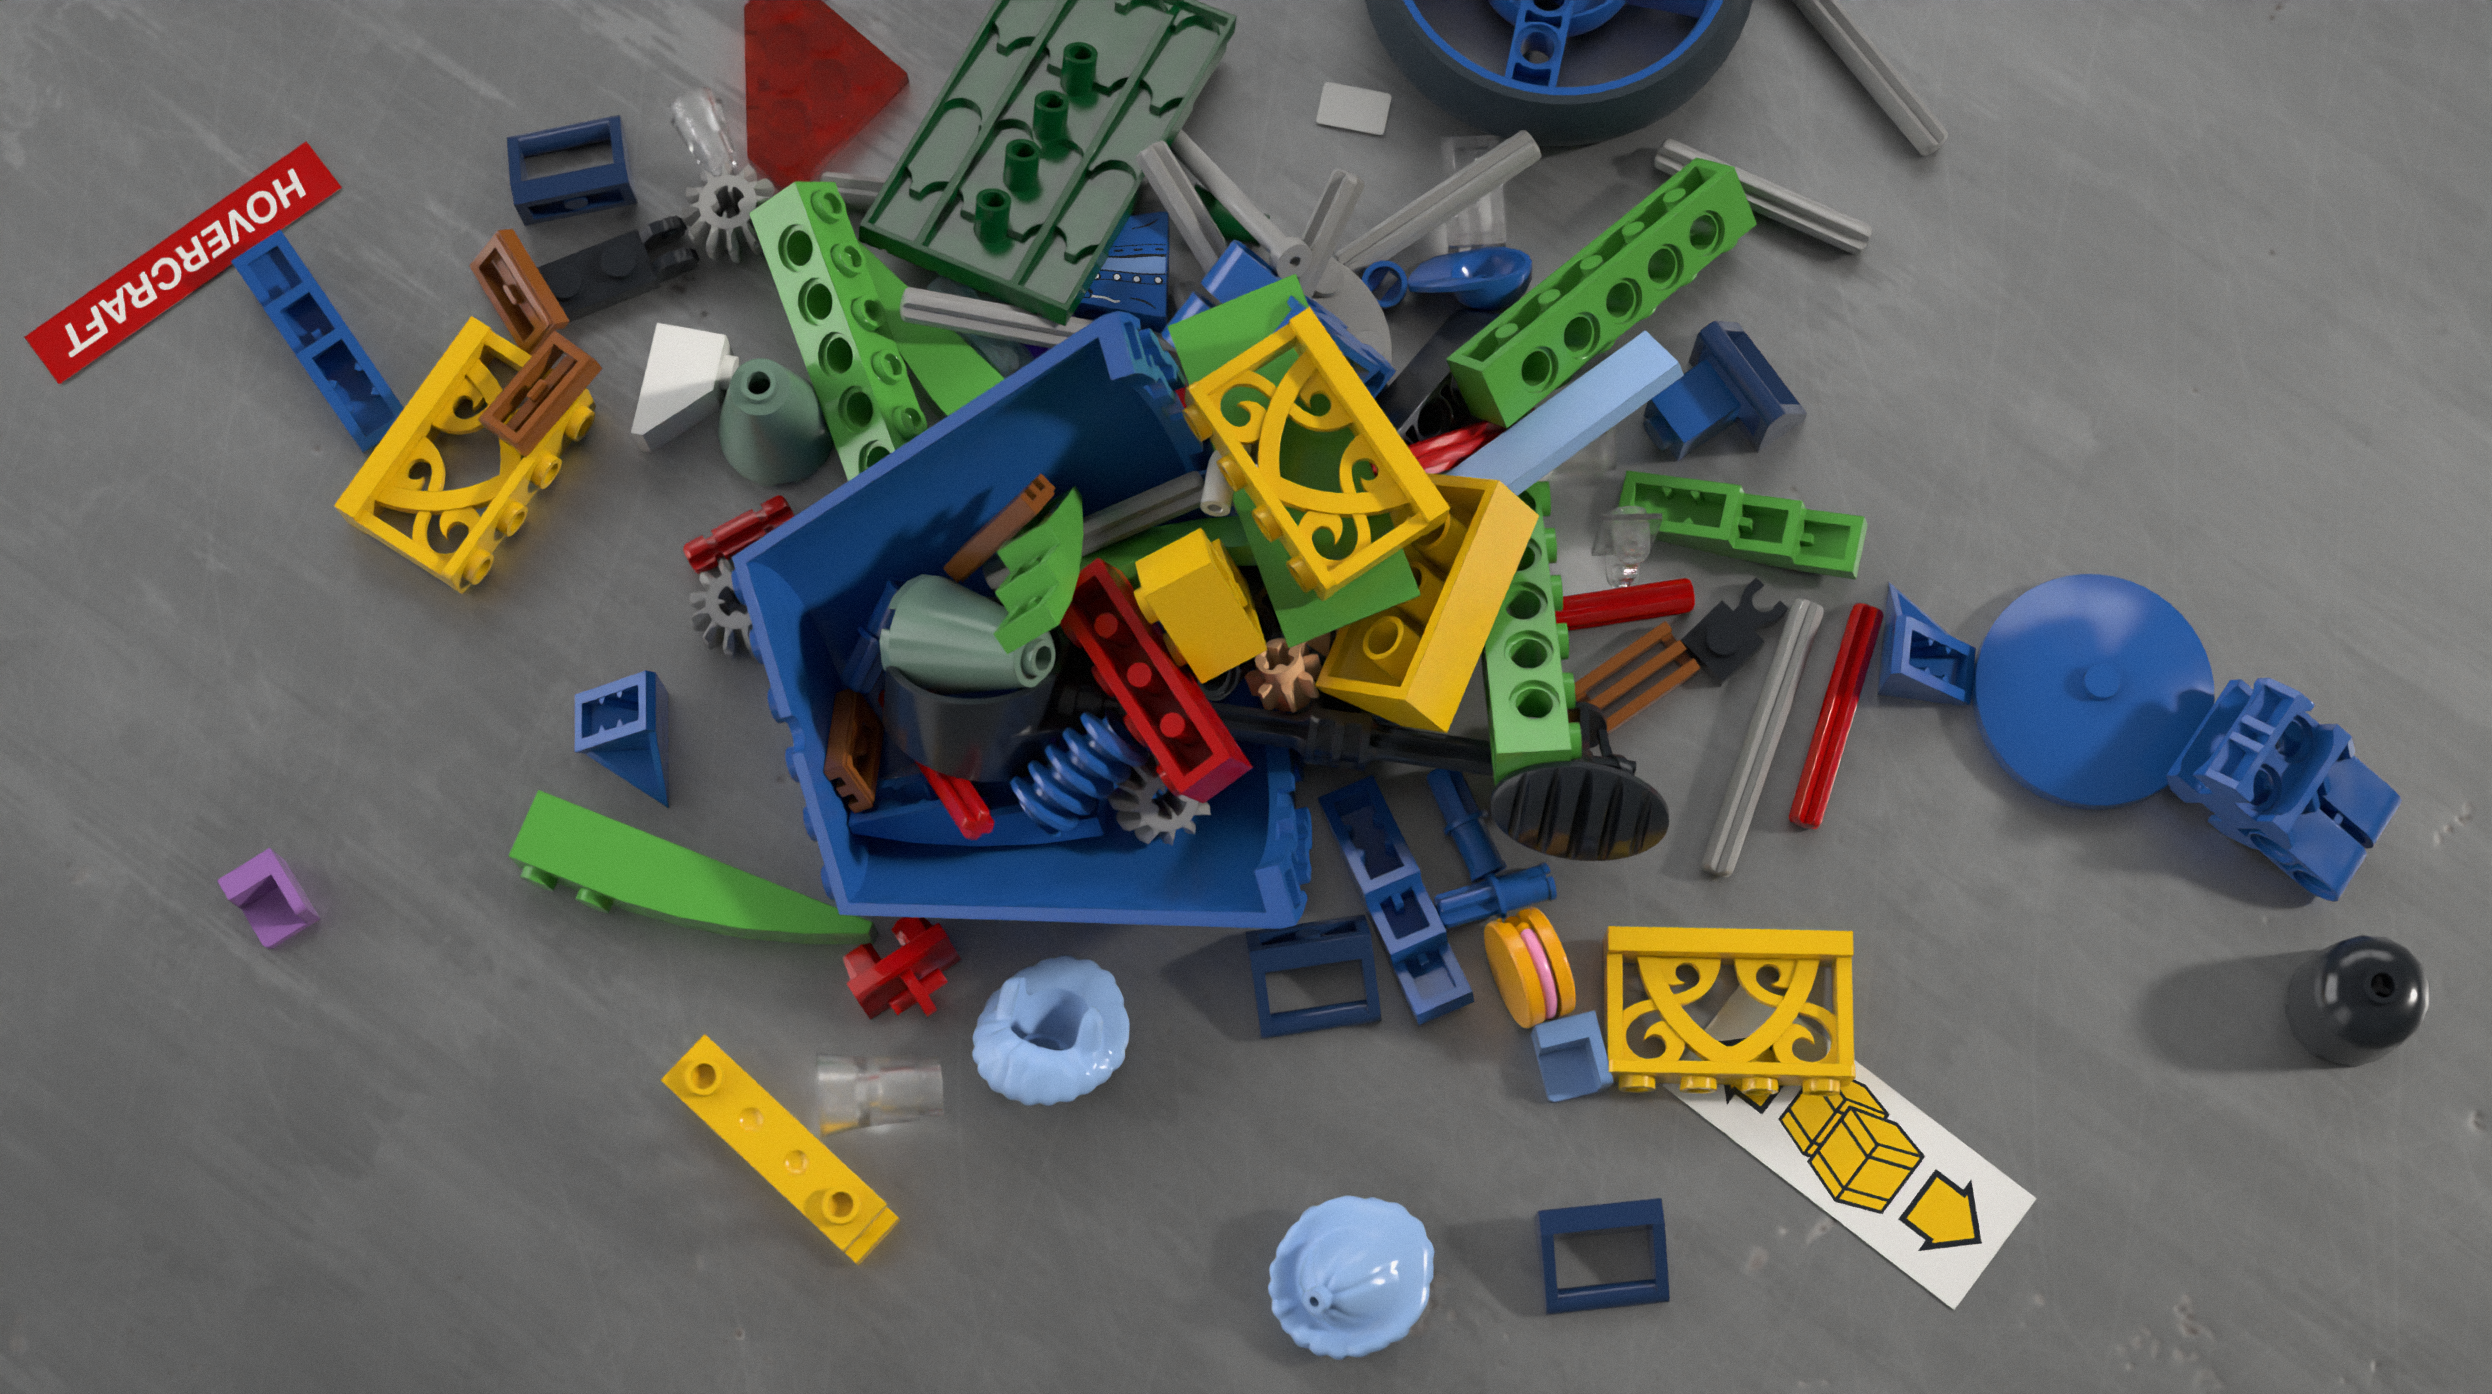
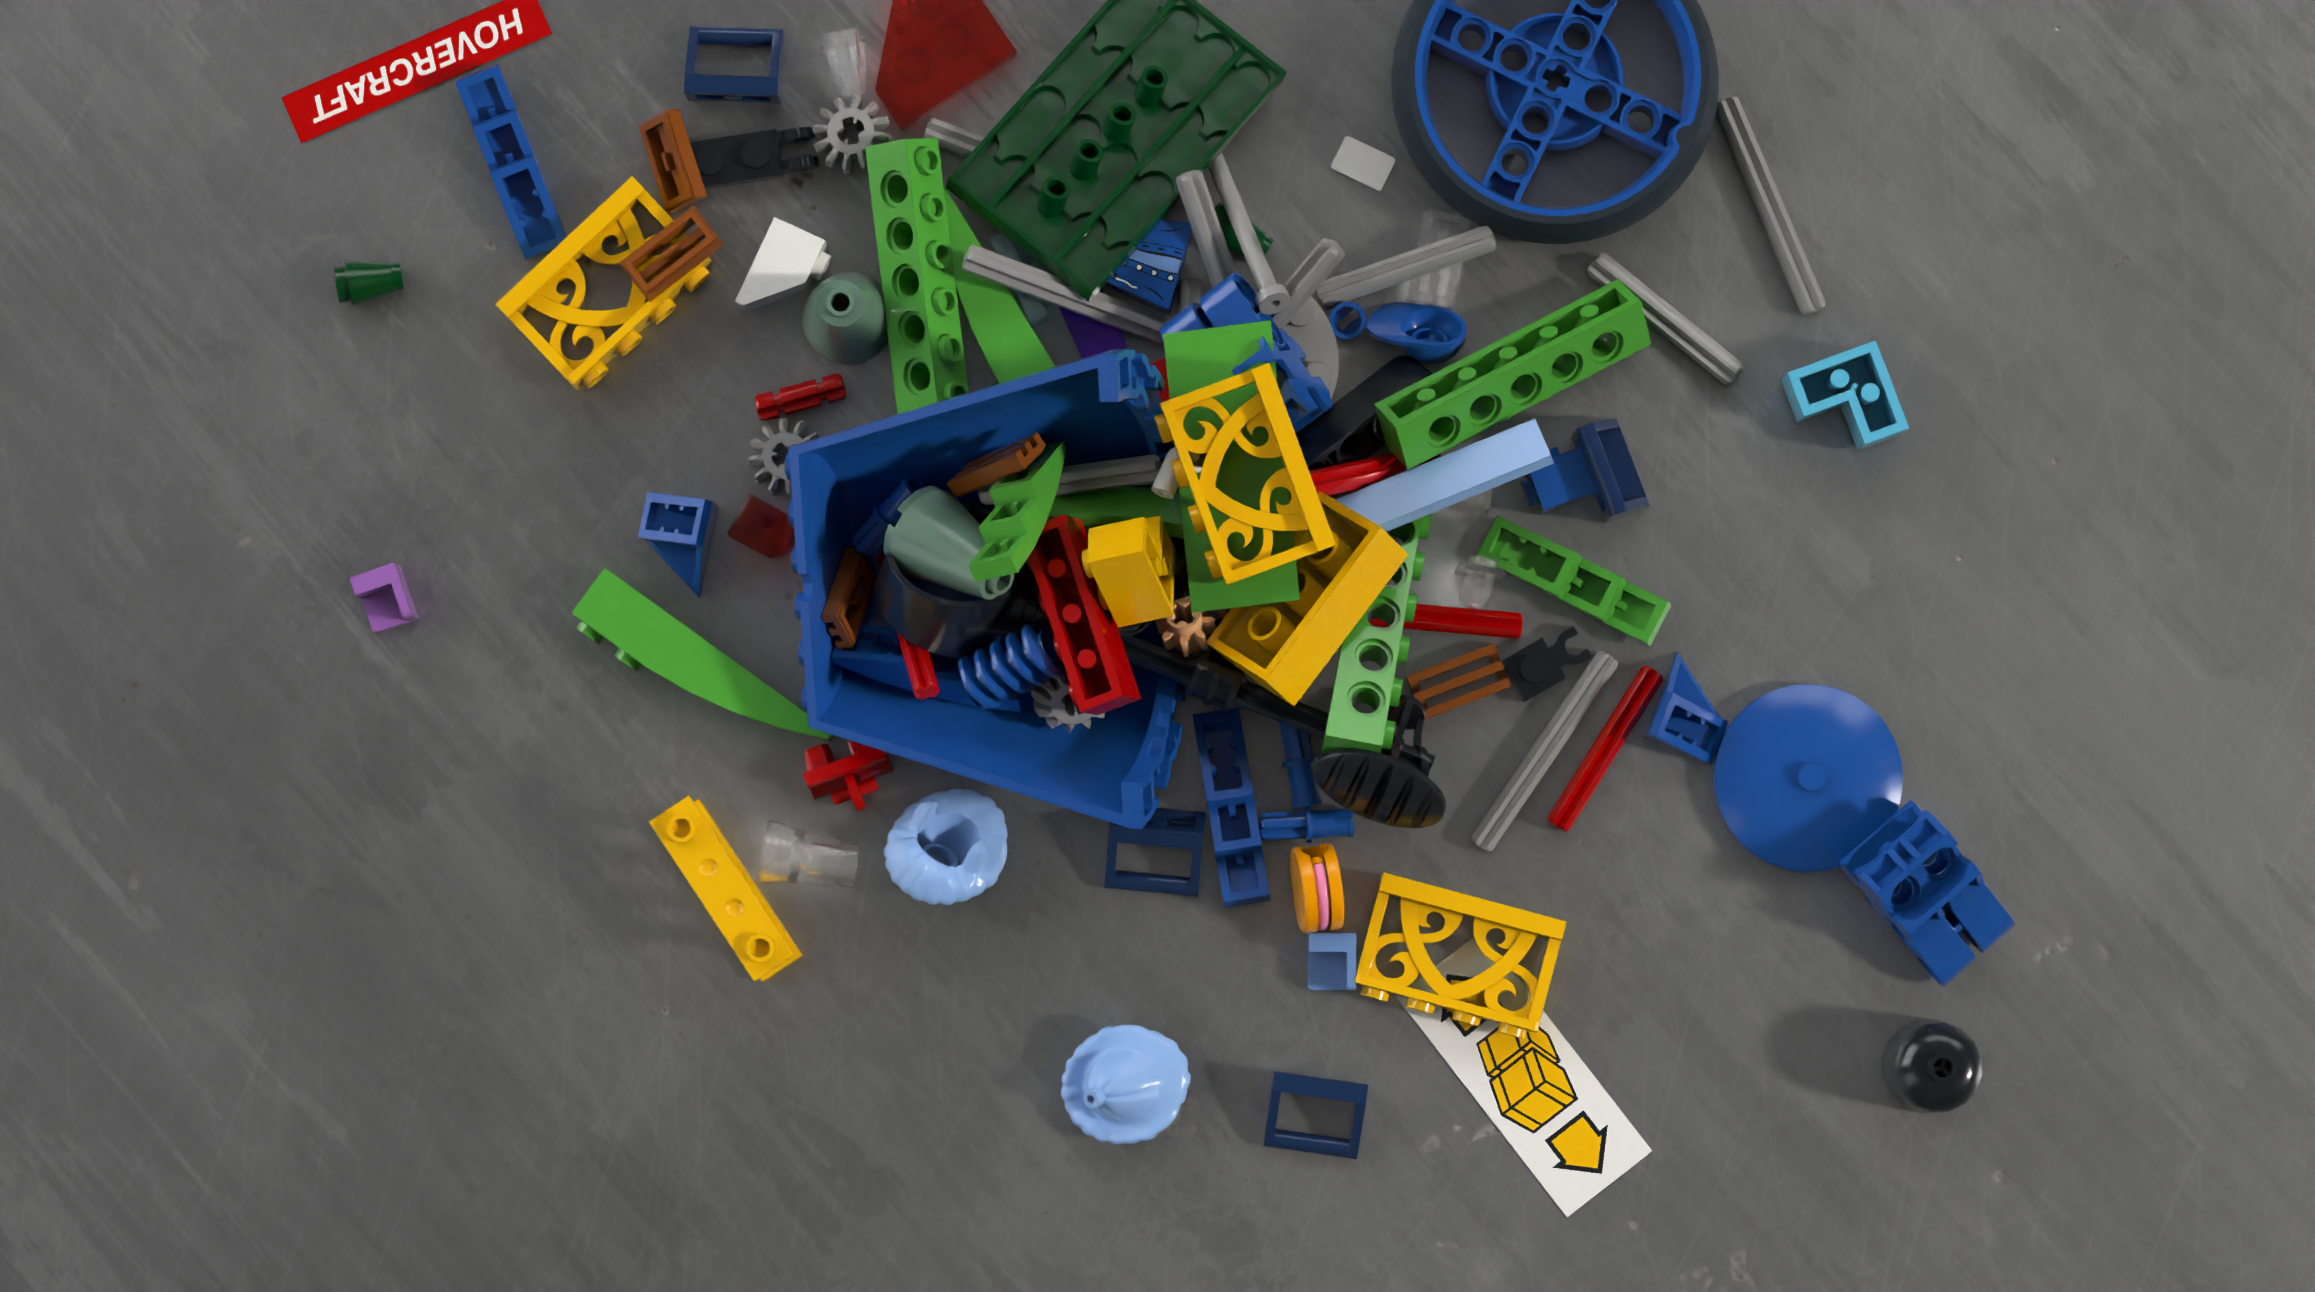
camera: 20 degrees right, 10 degrees up
(170, 521) = (366, 280): none -> dark green cone
(729, 699) = (763, 528): none -> clear red plate
(2011, 211) = (1858, 385): none -> medium azure brick

